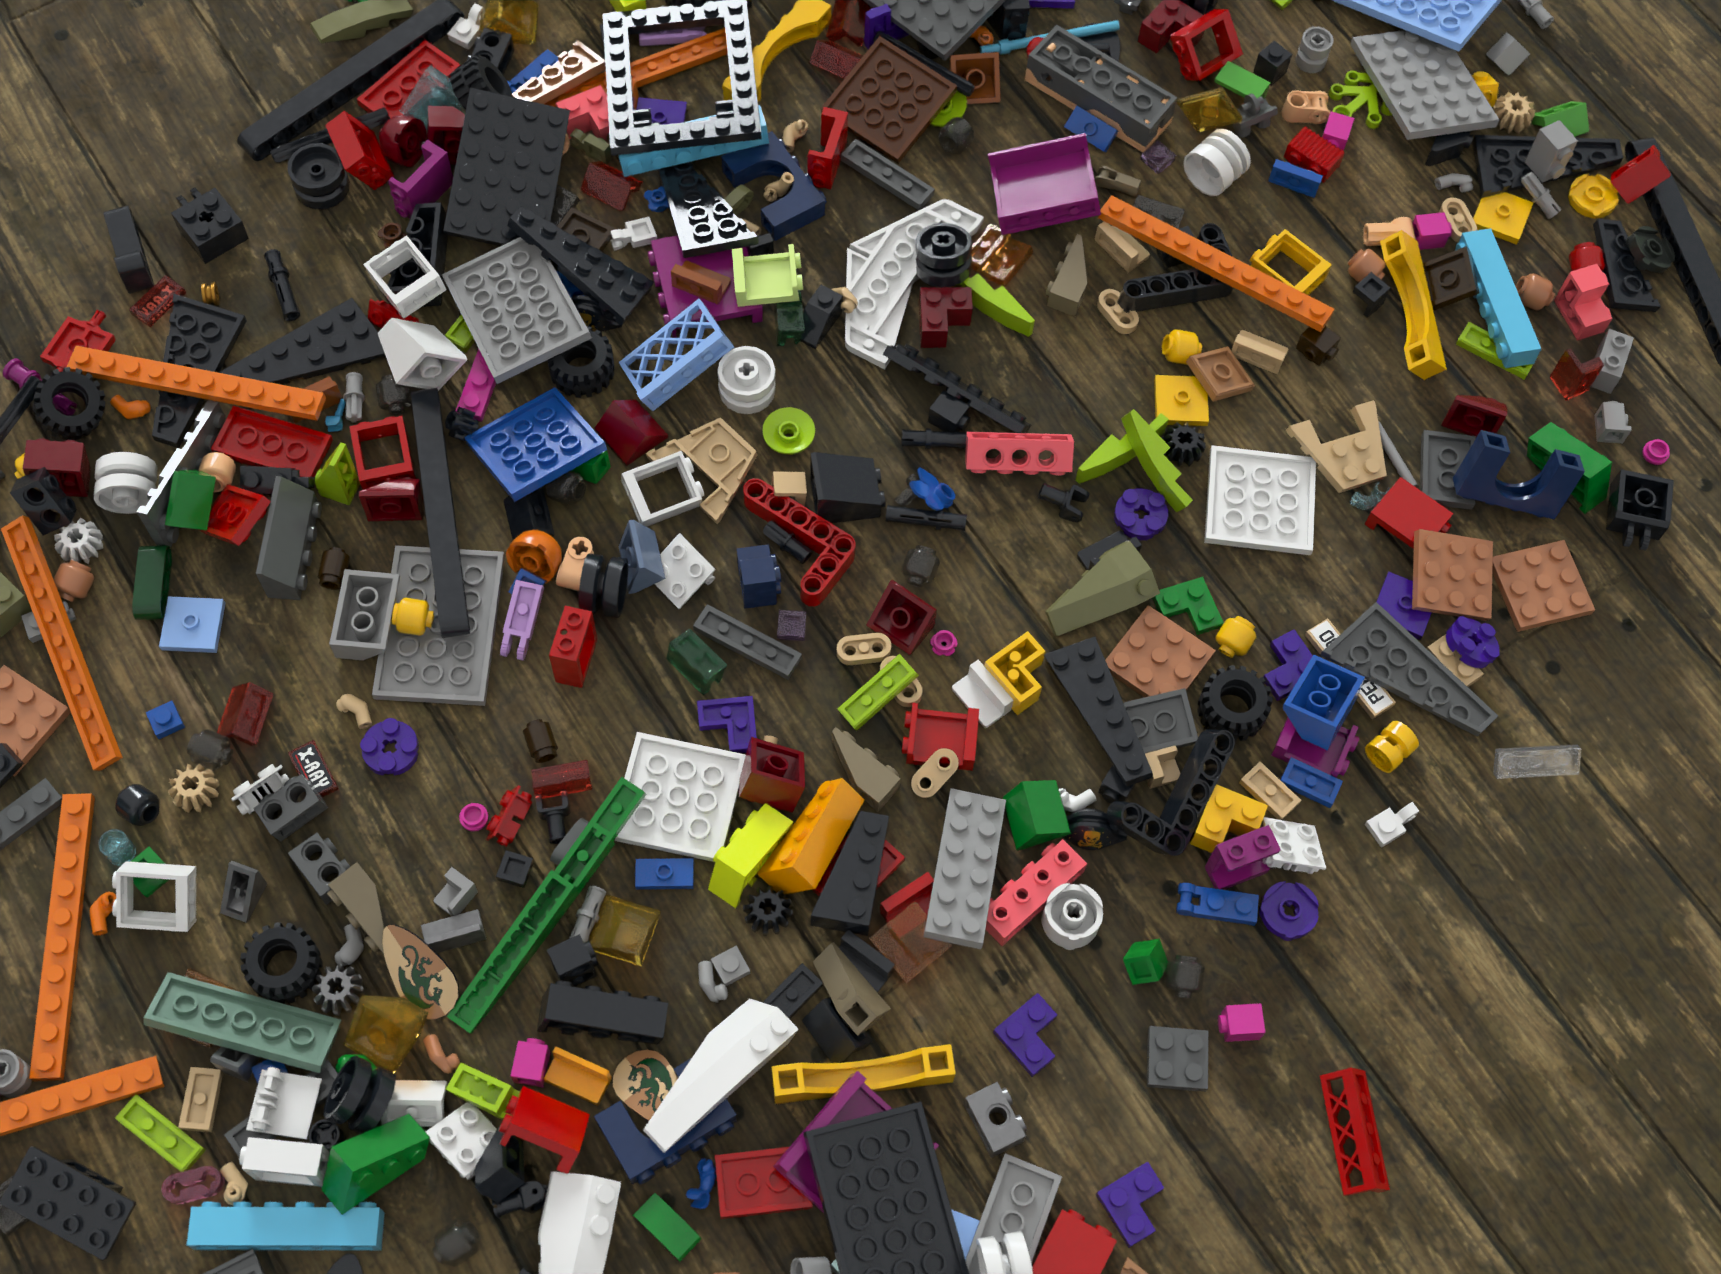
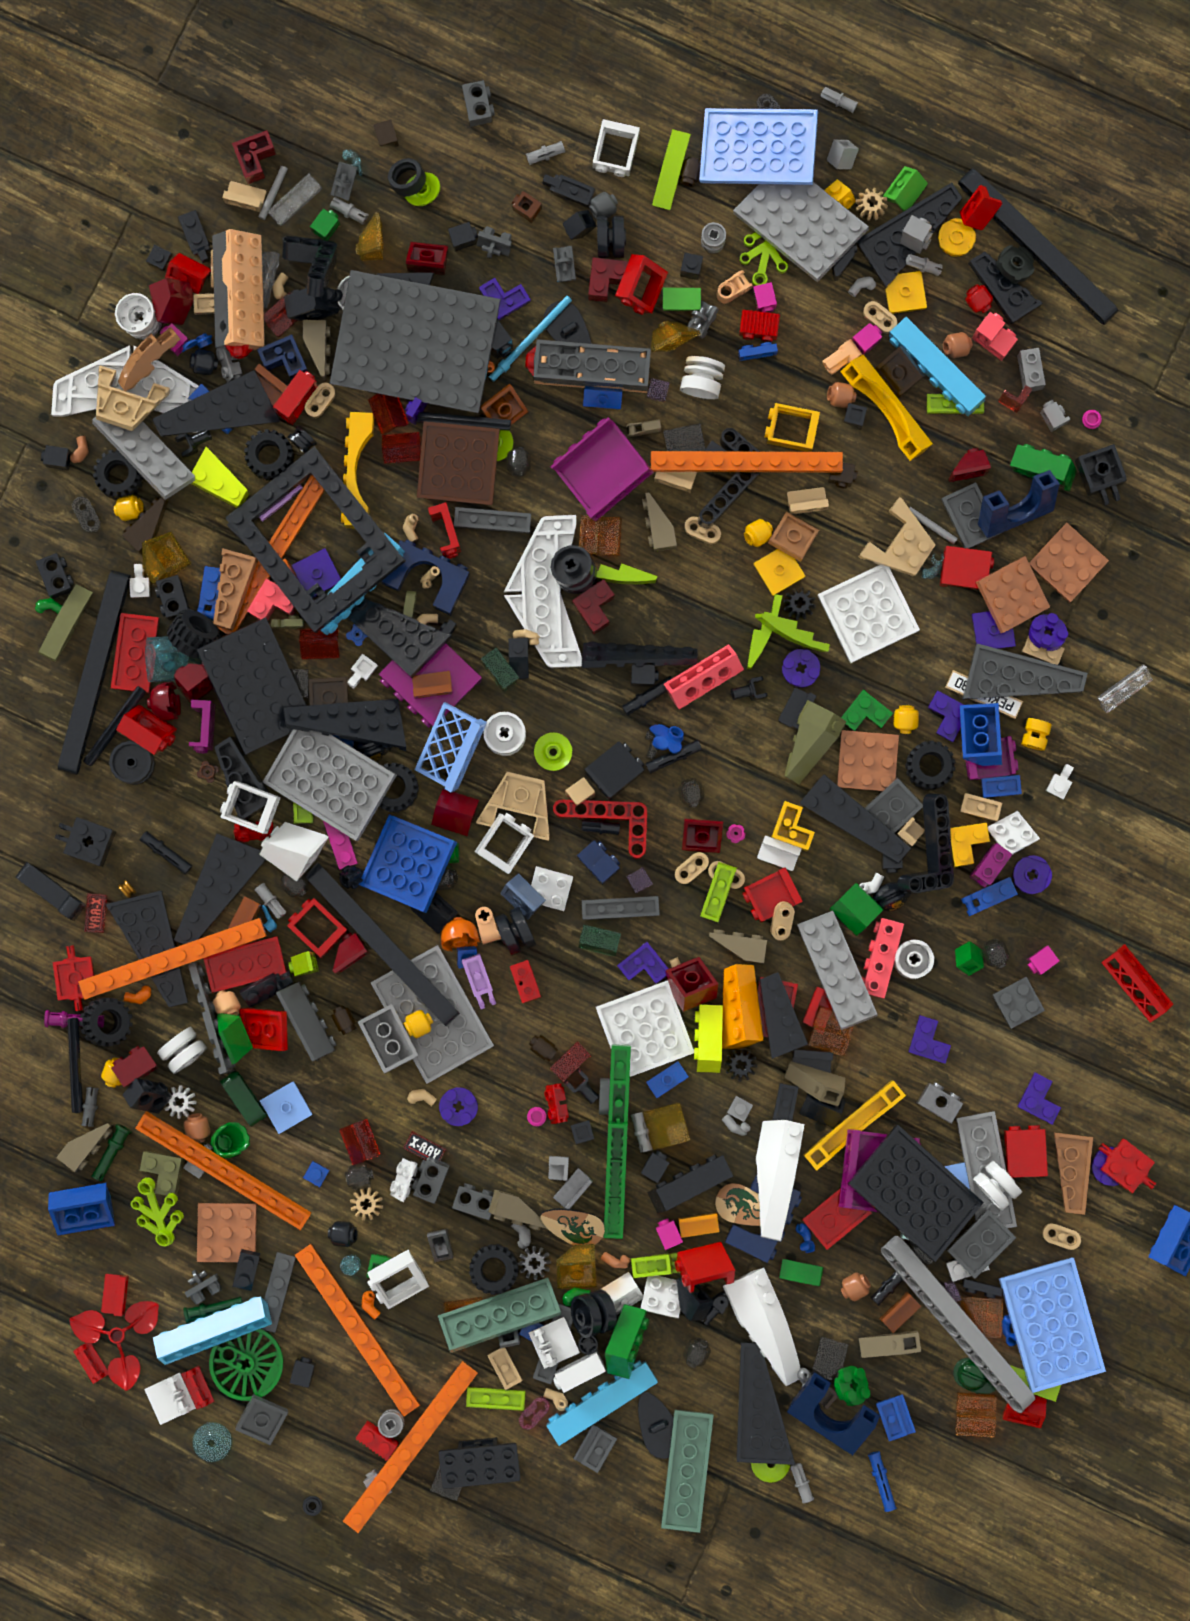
camera: 25 degrees left, 20 degrees up
(97, 612) = (230, 1140): none -> green hair
(766, 277) = (472, 657): yellowish green panel -> none

